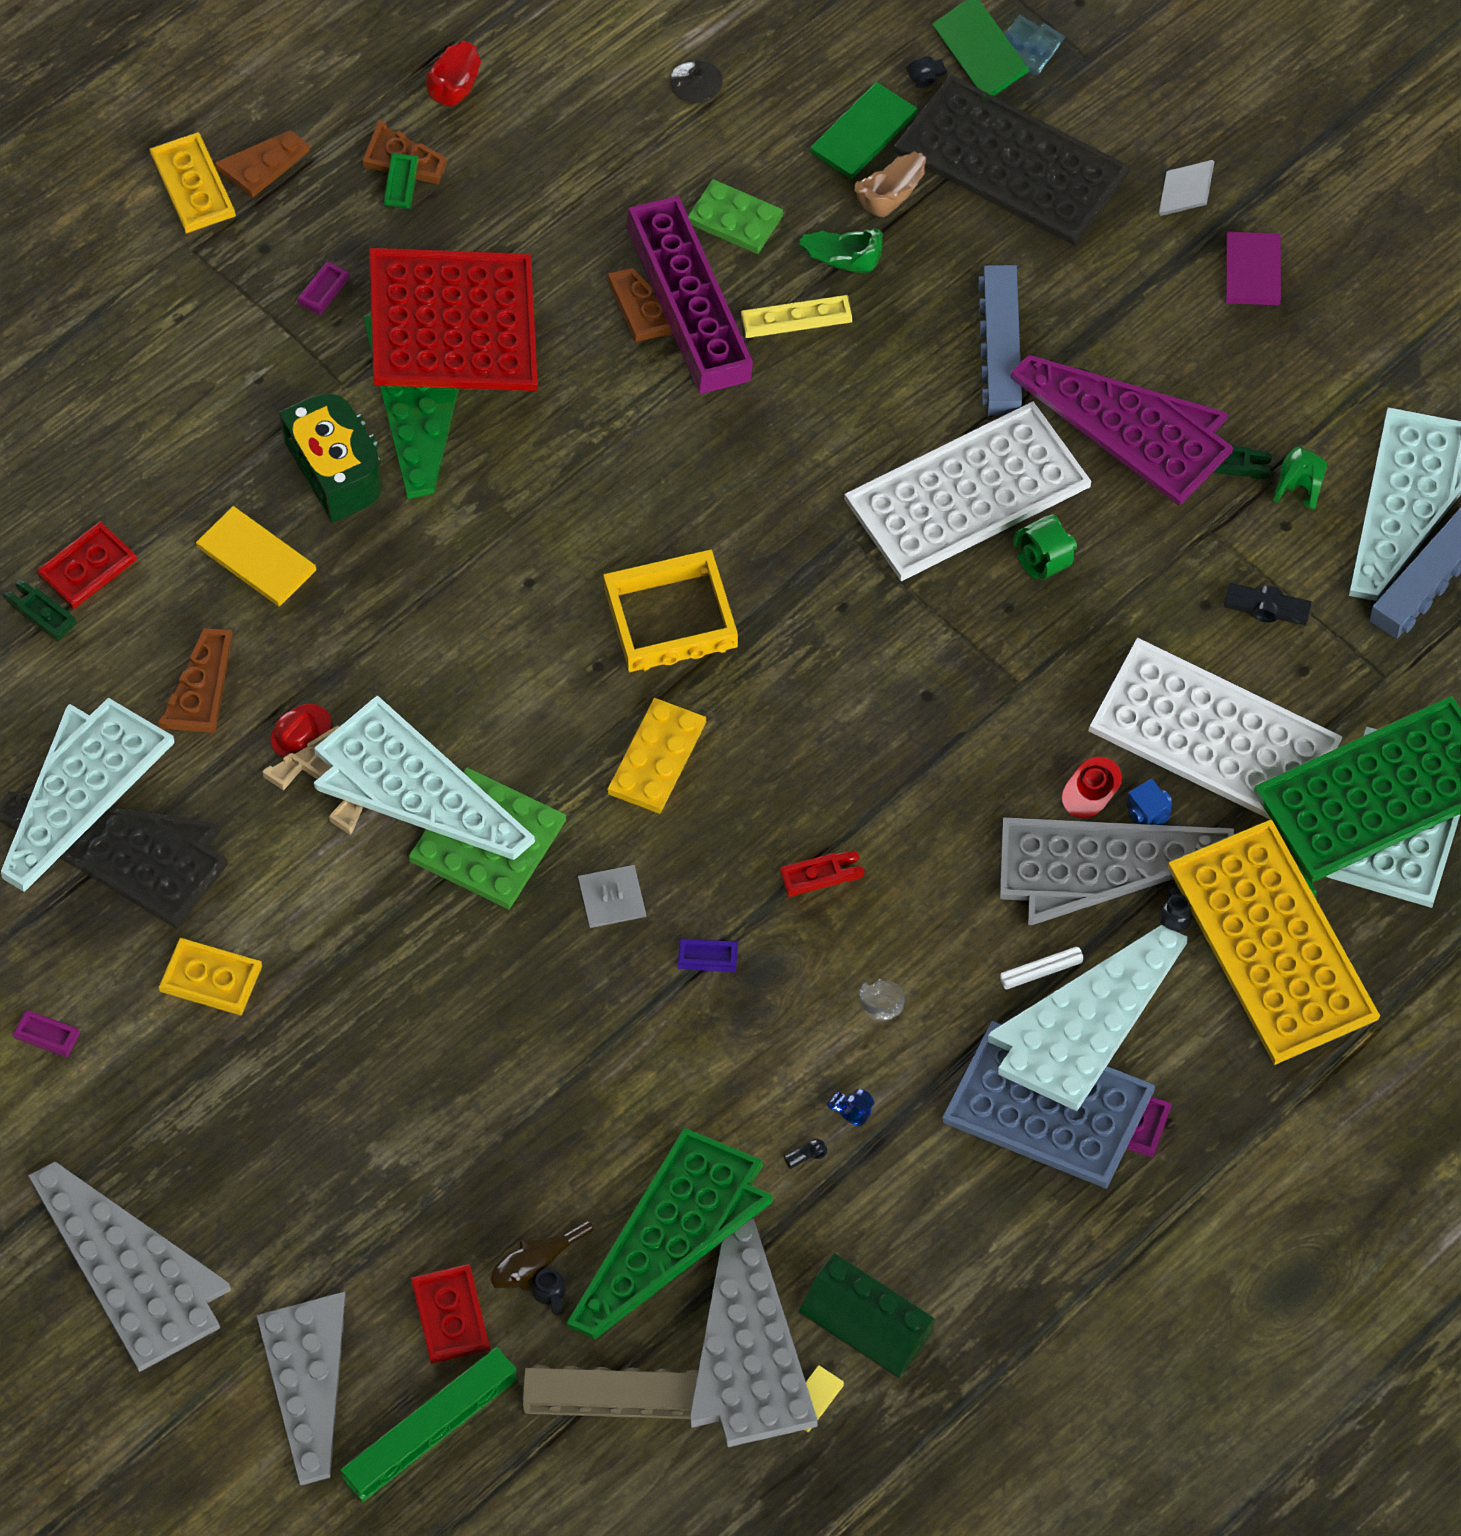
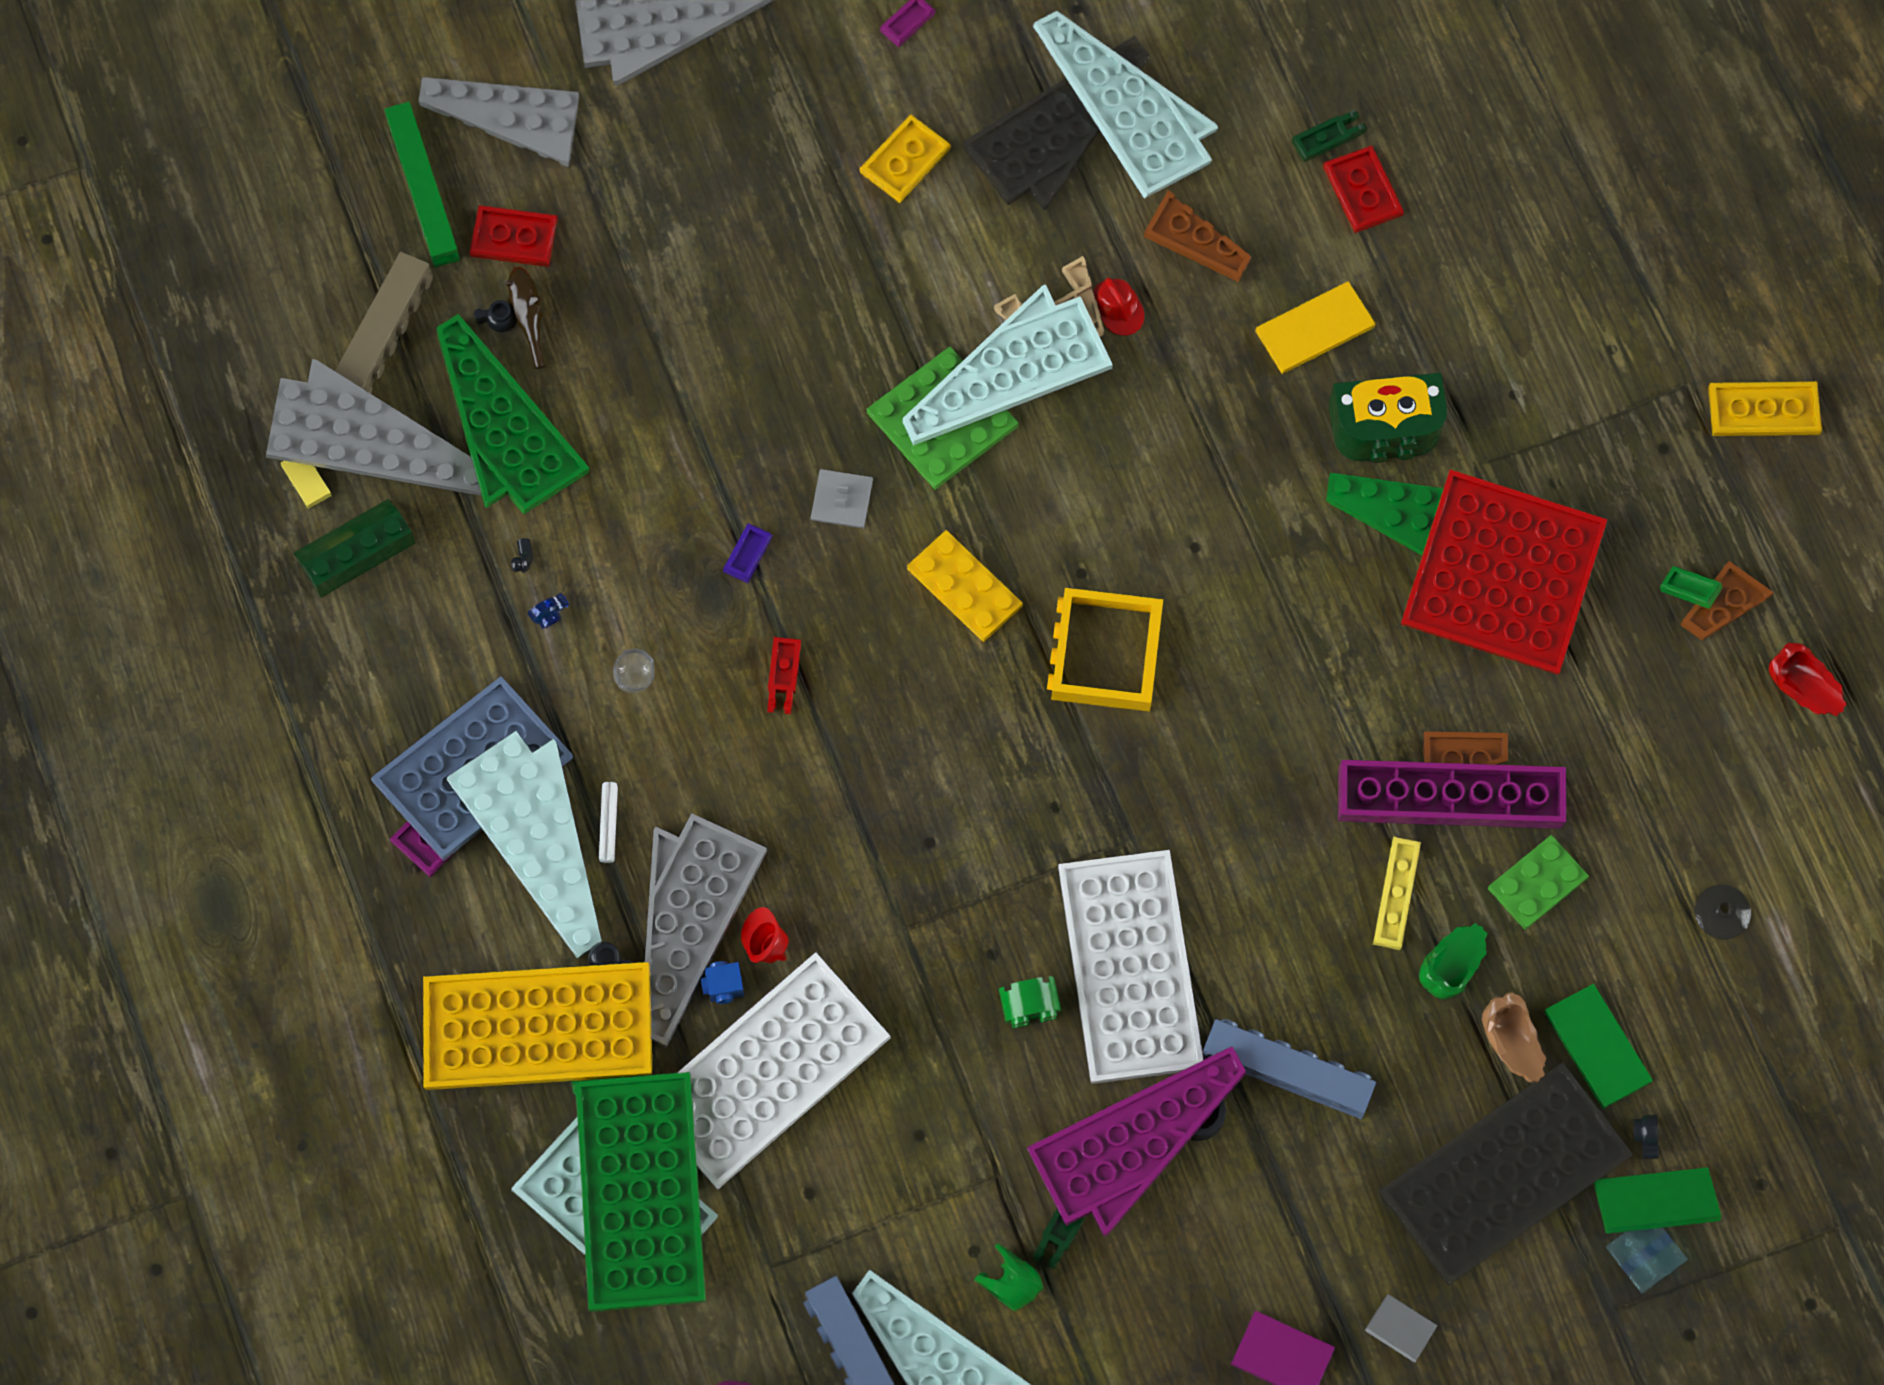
camera: 110 degrees right, 10 degrees up
(263, 163) = (1765, 478): dark orange wing -> none
(323, 288) = (1595, 482): magenta tile -> none
(1267, 604) = (888, 1187): black piece -> none

